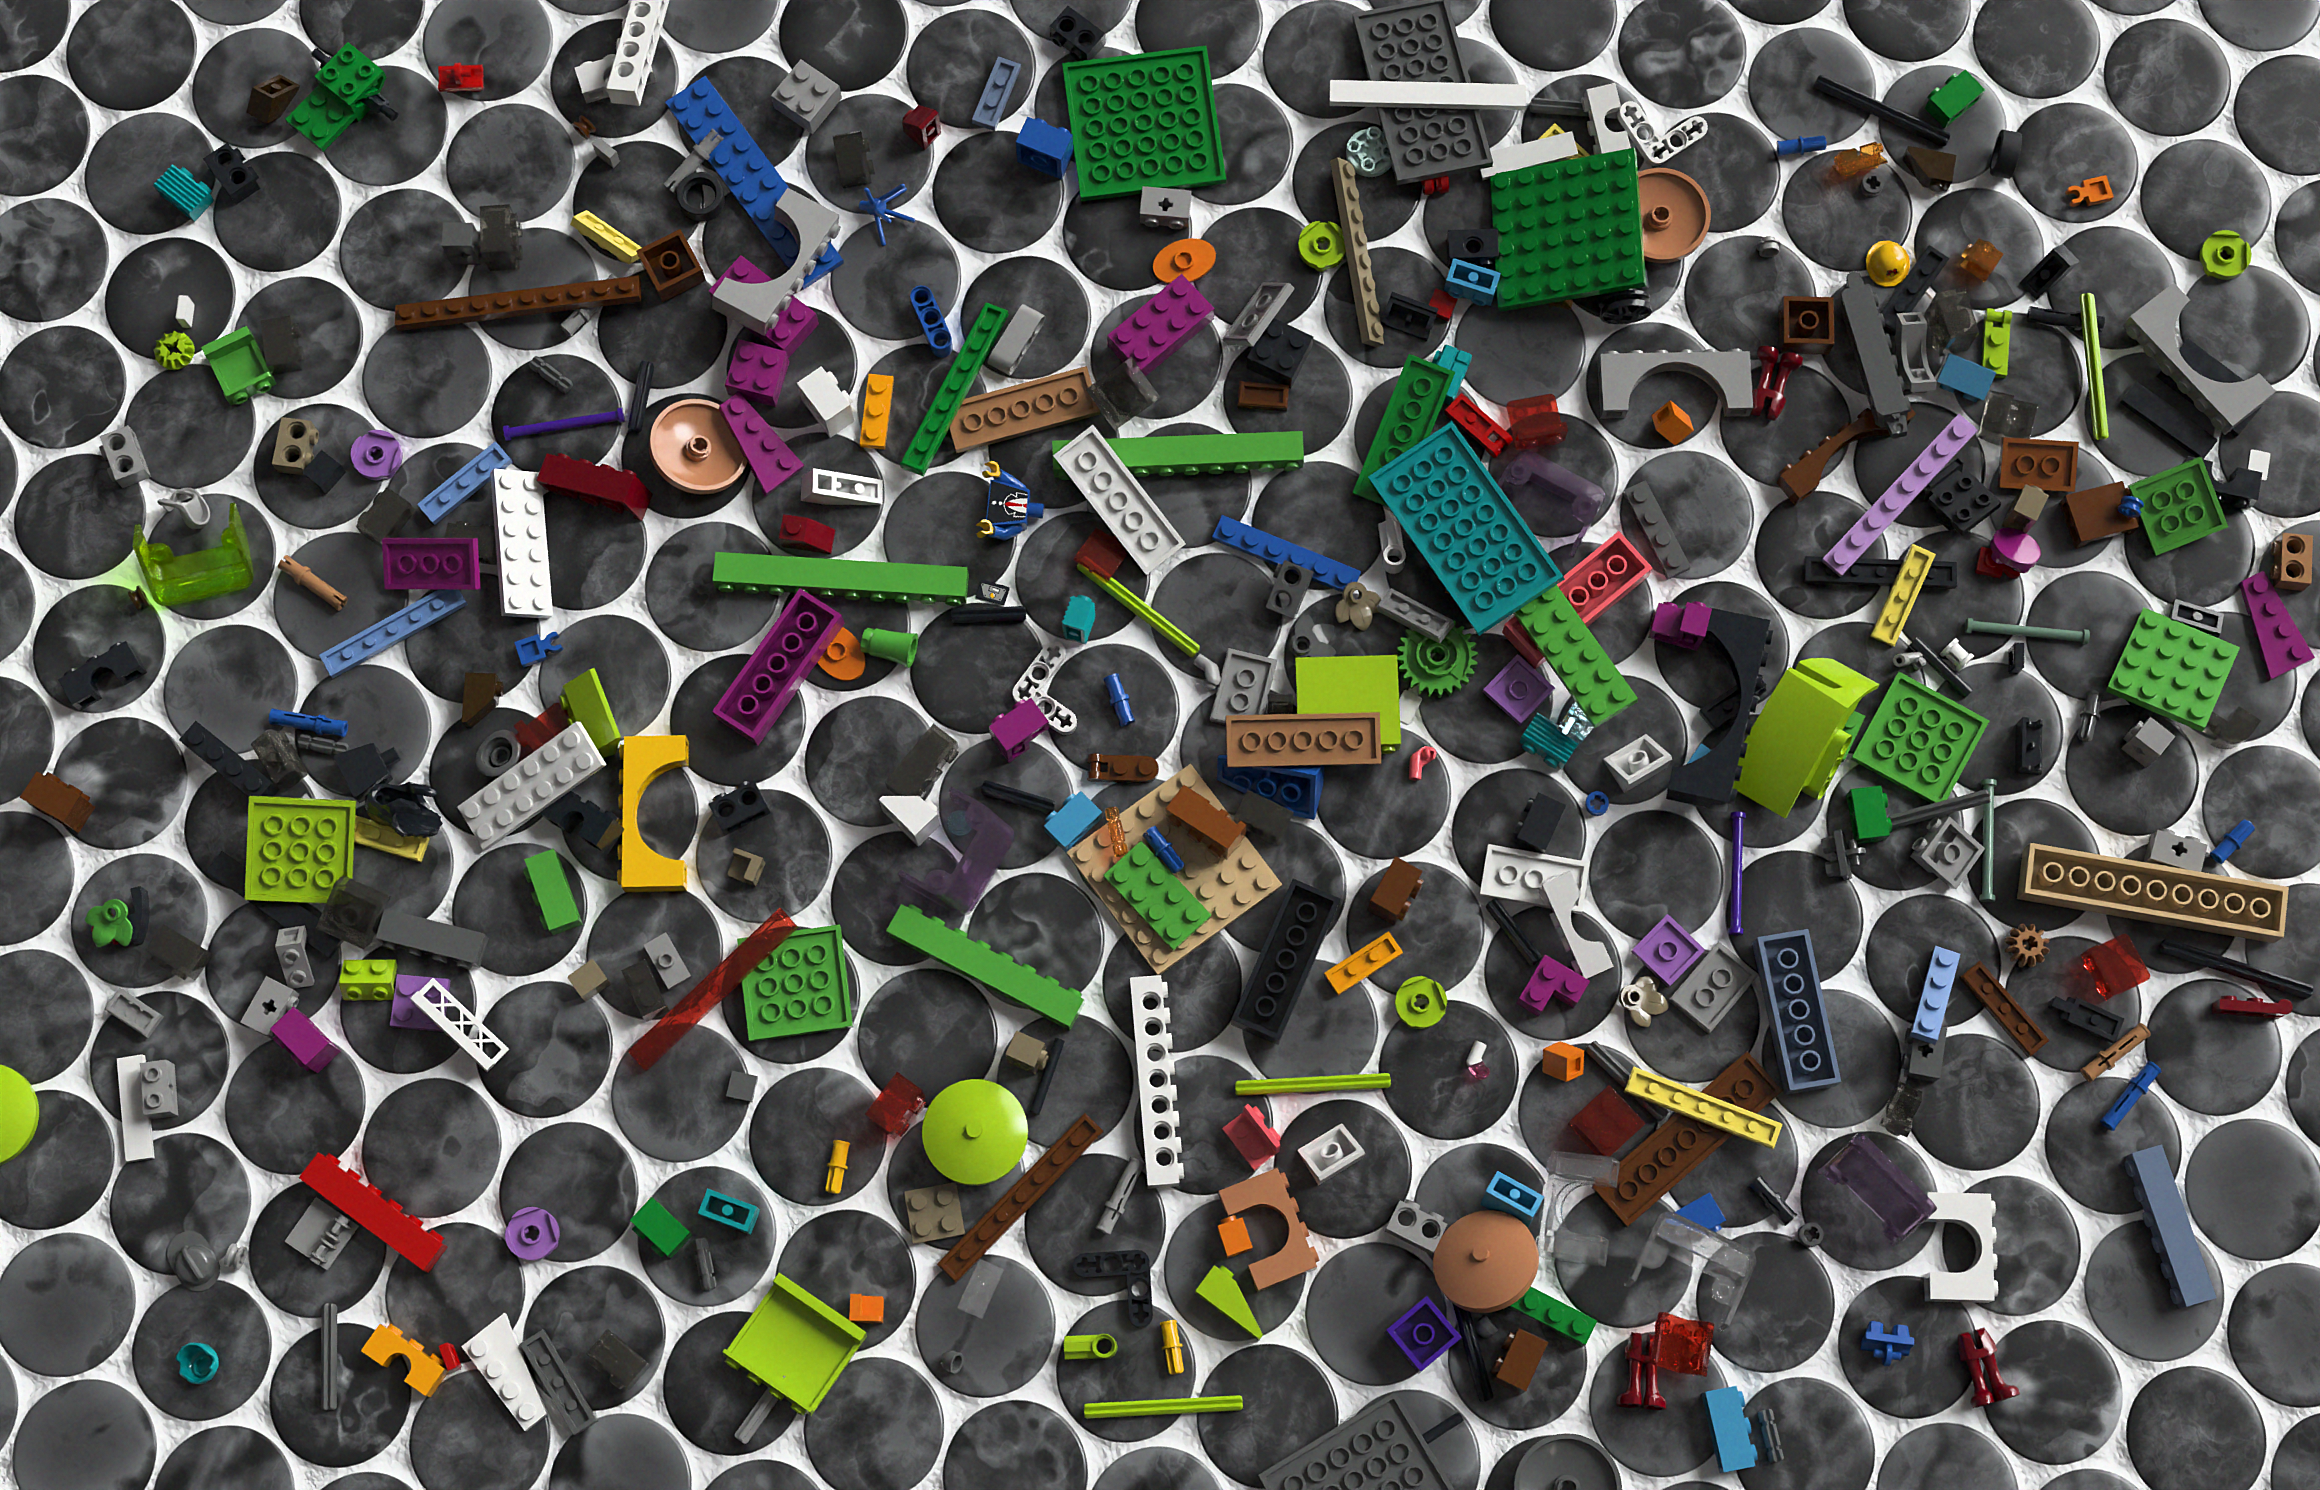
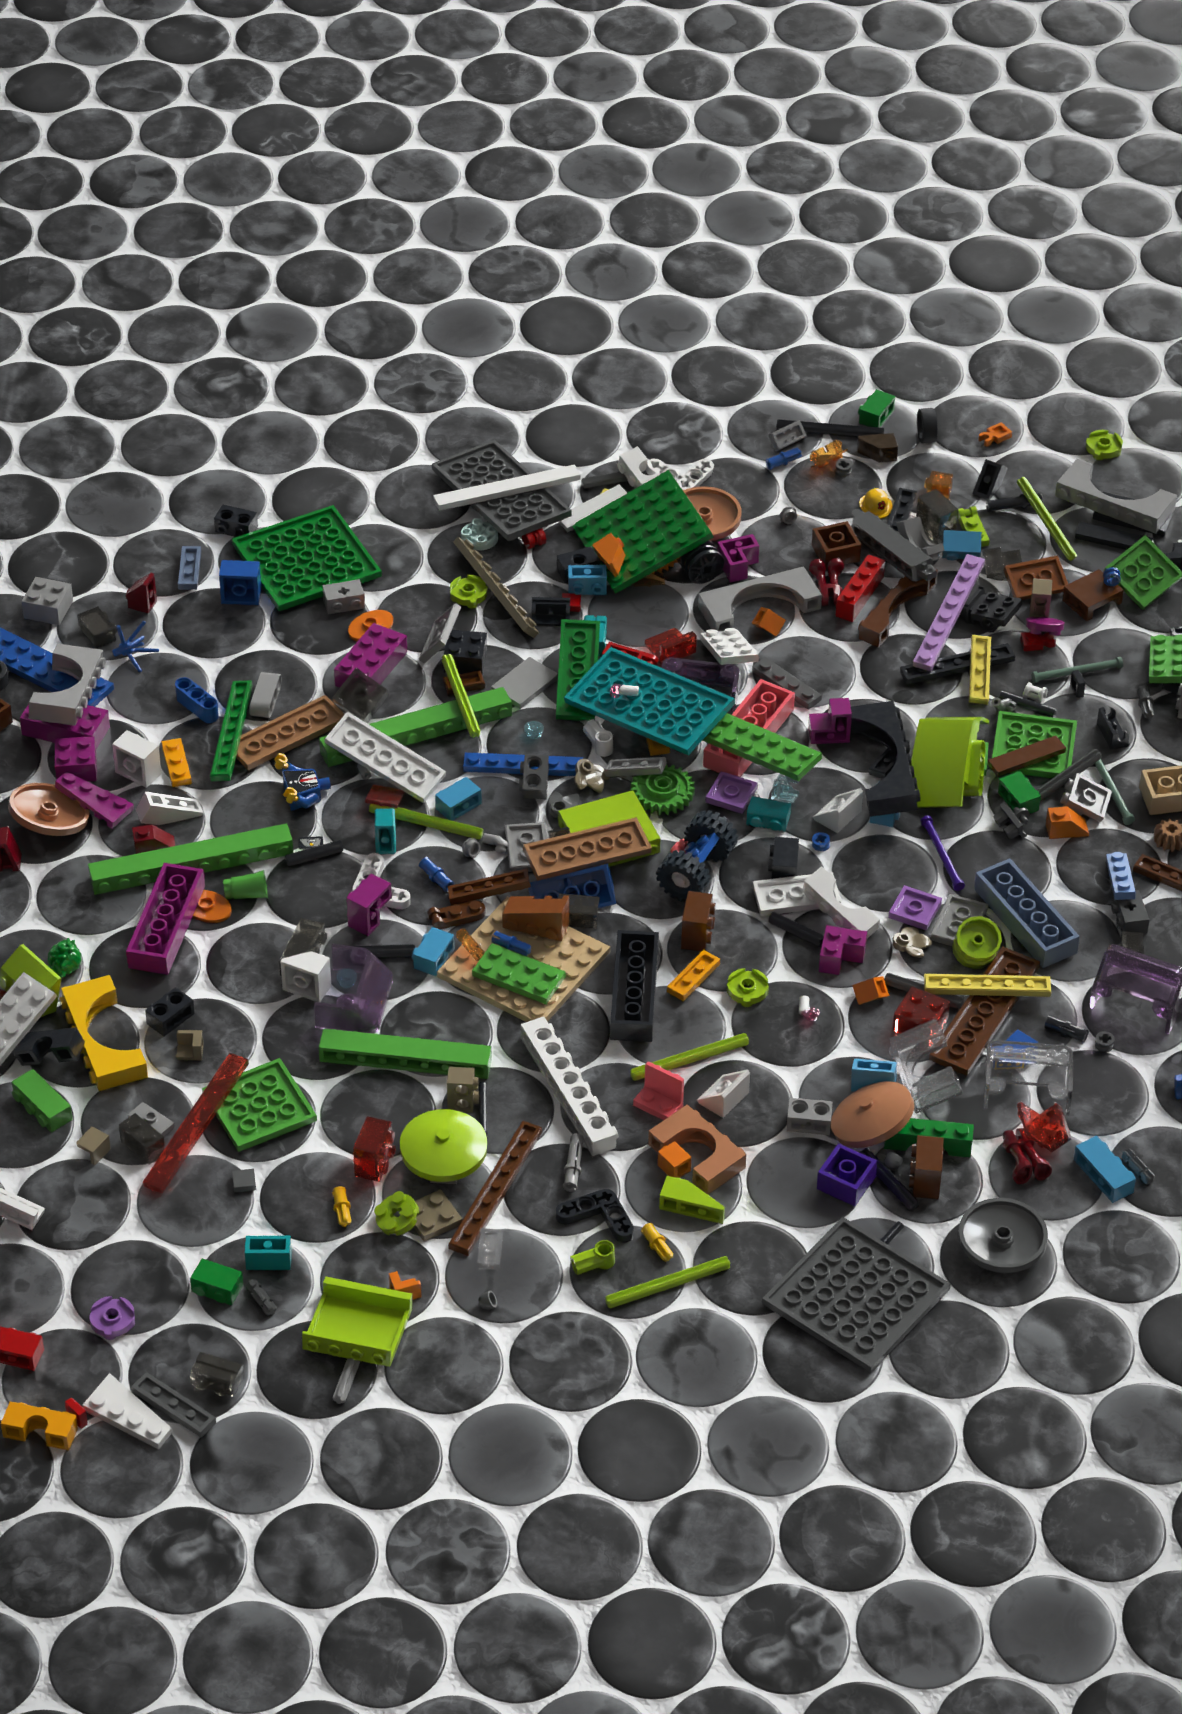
camera: 20 degrees left, 30 degrees down
(645, 684) = (64, 957): none -> green hair
(878, 1202) = (385, 1214): none -> lime plate
(1172, 746) = (489, 886): none -> reddish brown plate
(1175, 671) = (471, 847): none -> light grey plate
(1186, 588) = (458, 799): none -> dark azure brick
(1244, 432) = (461, 696): none -> lime axle
(1319, 503) = (533, 729): none -> clear light blue plate
(1336, 421) = (526, 681): none -> light grey tile
(1435, 505) = (618, 689): none -> white arm
(1453, 769) = (707, 839): none -> black plate
(1512, 259) = (610, 552): none -> orange slope
(1603, 459) = (729, 646): none -> white plate
(1670, 300) = (737, 556): none -> magenta brick
(1711, 1027) = (977, 942): none -> lime wheel
(1808, 406) = (860, 588): none -> red brick
(1821, 107) = (787, 435): none -> light grey plate
(1901, 761) = (1026, 756): none -> reddish brown tile
(1906, 882) = (1065, 823): none -> orange slope

